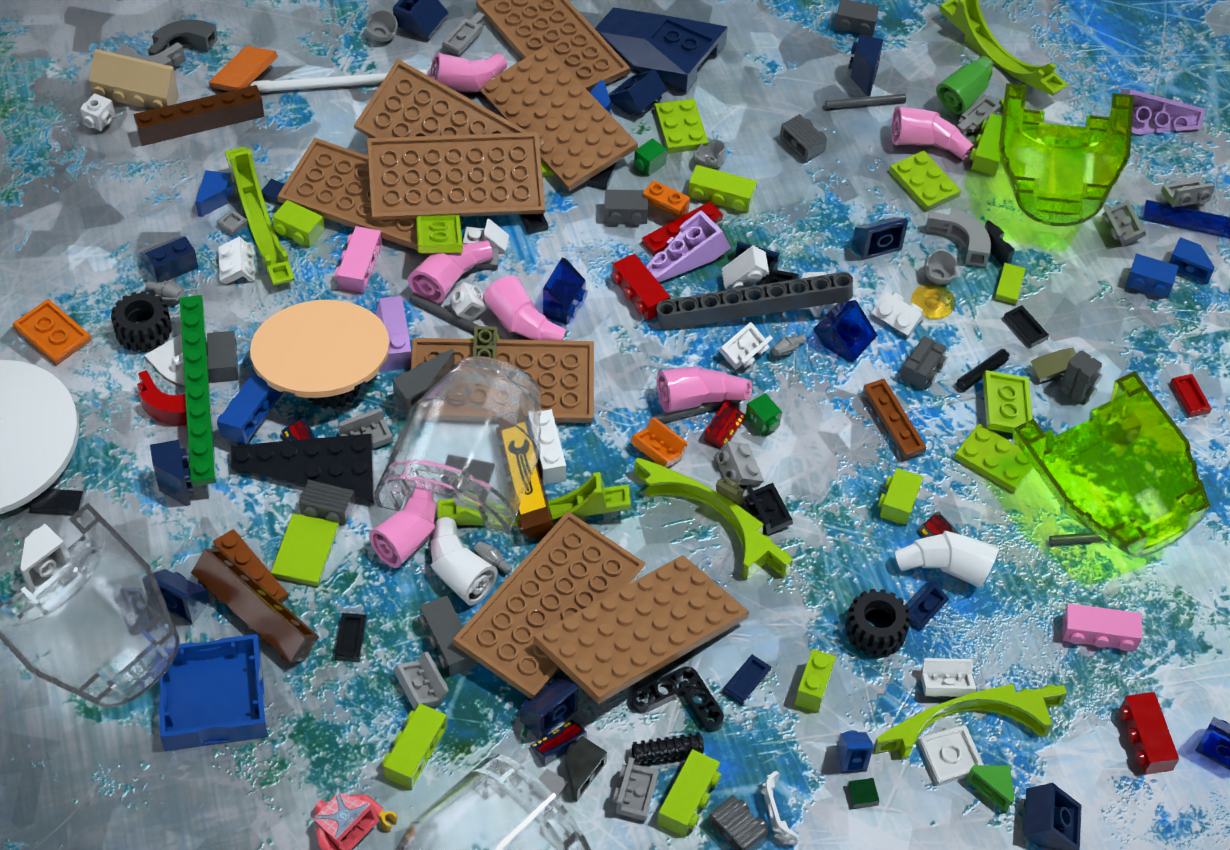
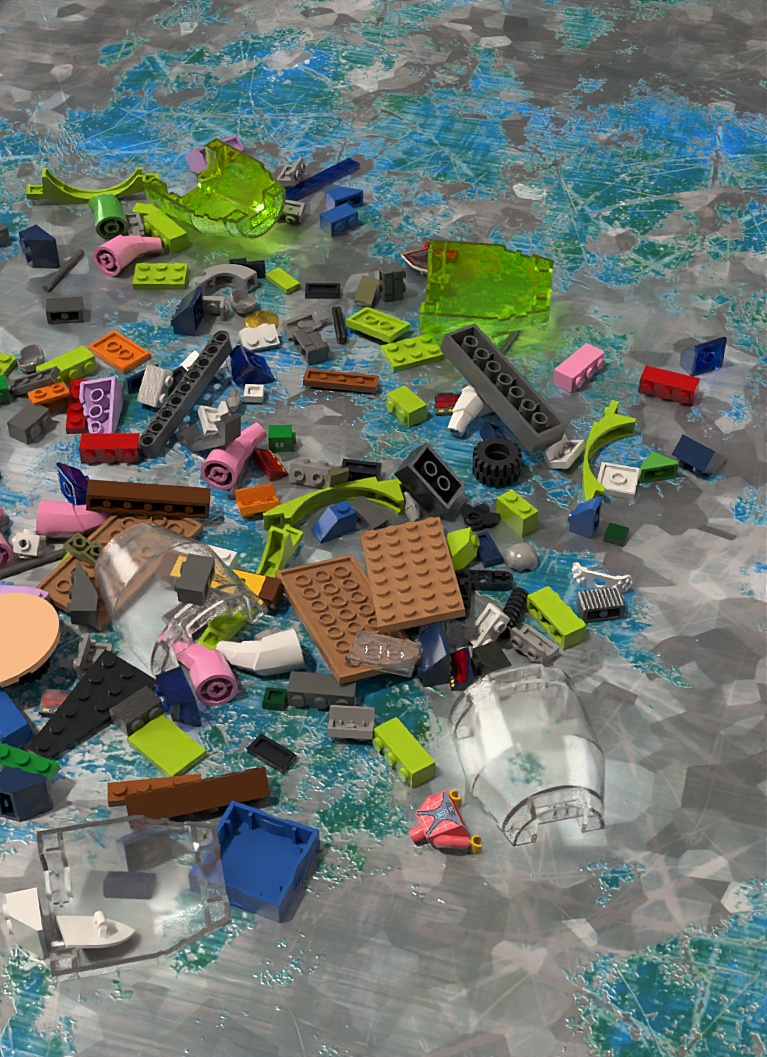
camera: 55 degrees left, 10 degrees down
(56, 611) = (93, 931): none -> white shield
(351, 523) = (177, 697): none -> clear blue slope
(414, 600) = (275, 699): none -> dark green tile
(447, 448) = (195, 579): none -> dark grey brick
(511, 660) = (384, 653): none -> clear tile
(581, 356) = (148, 499): none -> reddish brown brick
(621, 735) = (487, 626): none -> white bracket
(677, 175) = (34, 381): none -> dark grey tile
(680, 526) = (335, 522): none -> blue slope
(699, 357) = (228, 430): none -> dark grey slope
(717, 545) = (368, 513): none -> dark grey slope
(719, 655) = (462, 547): none -> lime slope
(750, 581) = (412, 508): none -> light grey piece
(757, 719) = (521, 557): none -> light grey hair
(784, 215) = (119, 352): none -> orange tile
(786, 574) = (429, 480): none -> black brick
(794, 647) = (478, 516): none -> black plate
(813, 355) = (253, 393): none -> white plate
(915, 251) = (216, 305): none -> light grey bracket
(954, 338) = (302, 321): none -> light grey hinge
(964, 566) = (503, 388): none -> dark grey brick
(1161, 384) = (417, 259): none -> shield

